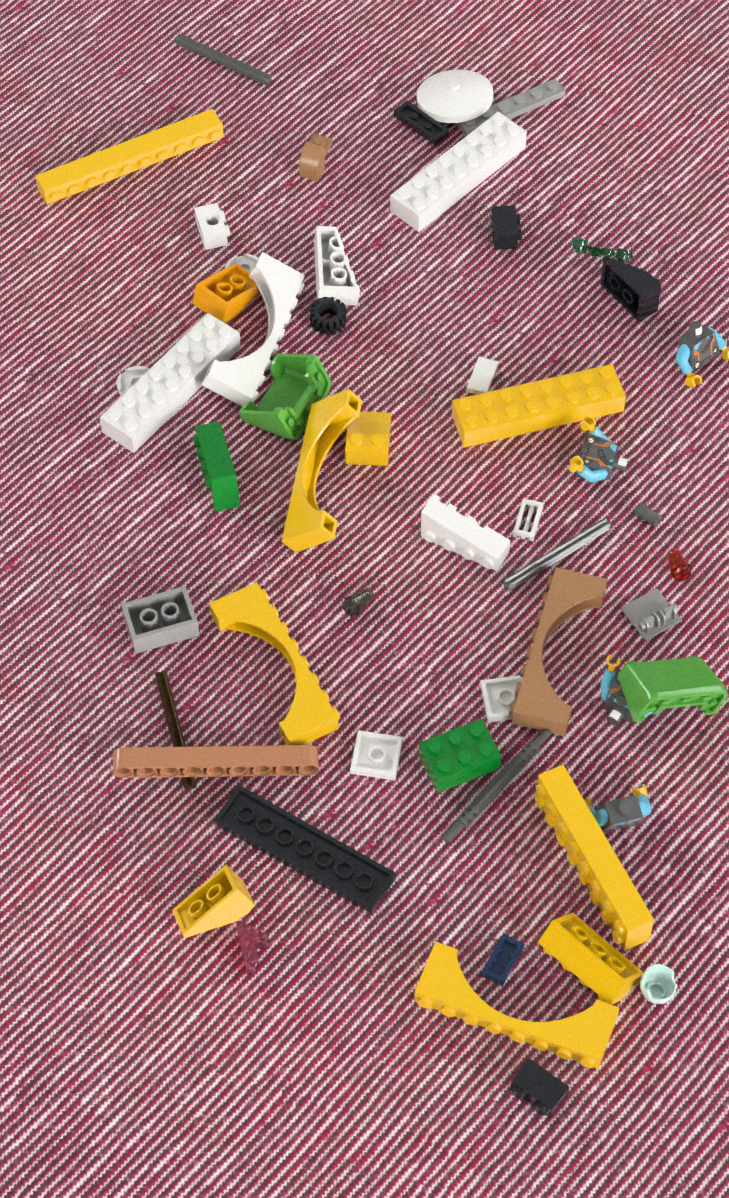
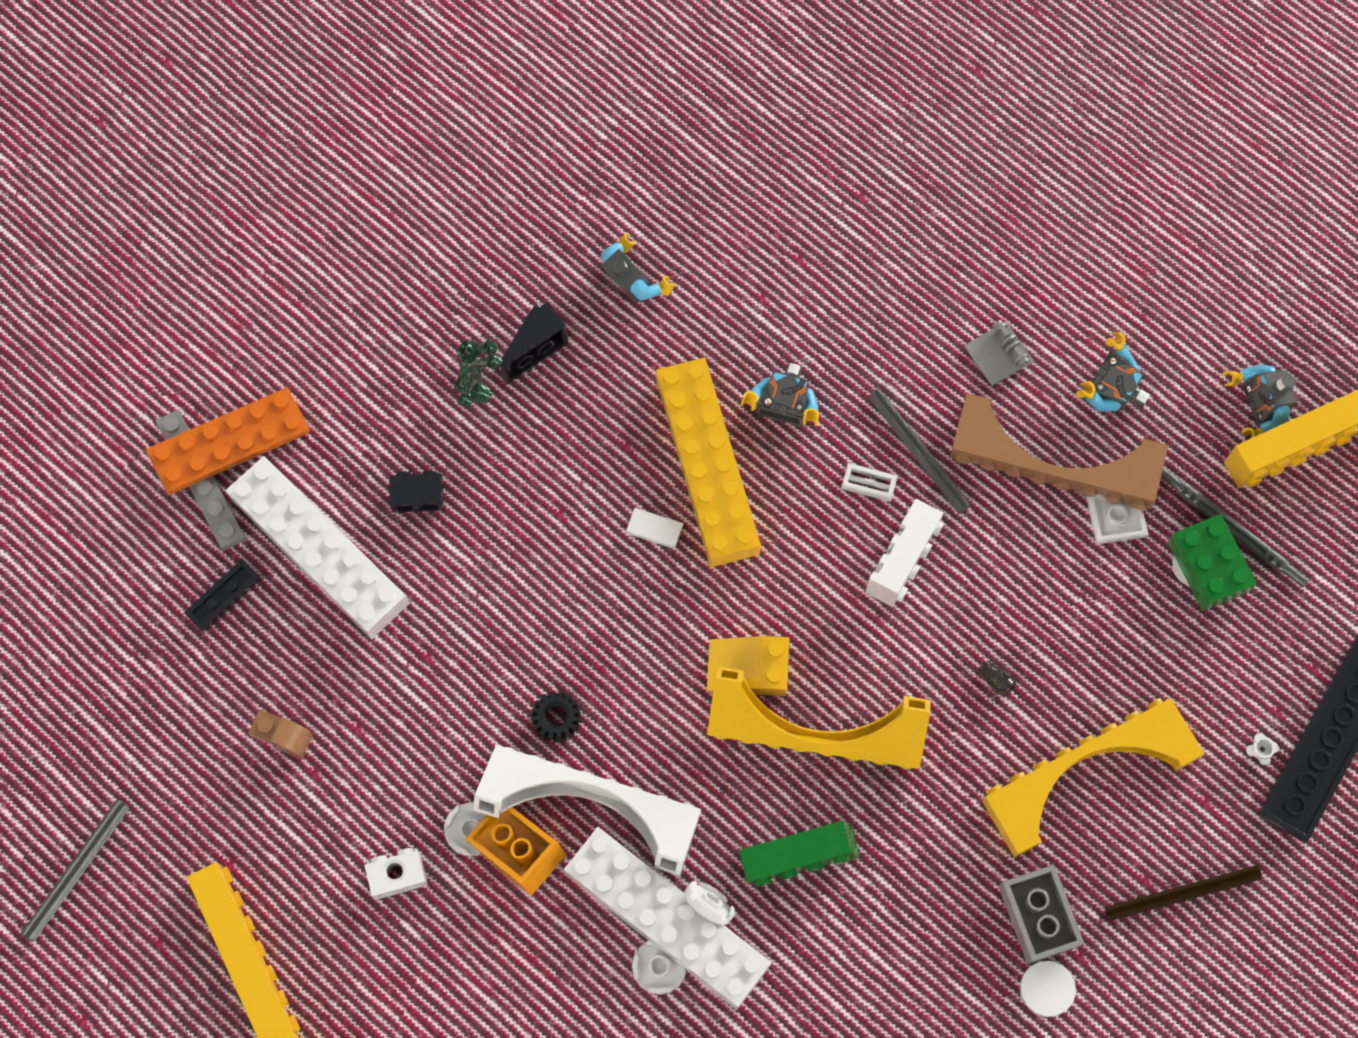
camera: 90 degrees left, 15 degrees up
(103, 630) = (1047, 988): none -> white tile
(179, 403) = (709, 902): none -> white tile
(215, 761) = (1236, 842): nougat beam -> none
(287, 403) = (692, 767): bright green windscreen -> none
(296, 789) = (1269, 746): none -> white plate
(332, 268) = (484, 710): white wedge -> none
(376, 755) = (1200, 659): white tile -> none
(455, 96) = (179, 549): white dish -> none
(540, 117) = (227, 441): none -> orange plate
(647, 514) = (864, 346): dark grey pin -> none
(671, 684) = (1118, 331): bright green windscreen -> none
(679, 567) = (934, 319): clear red cone -> none

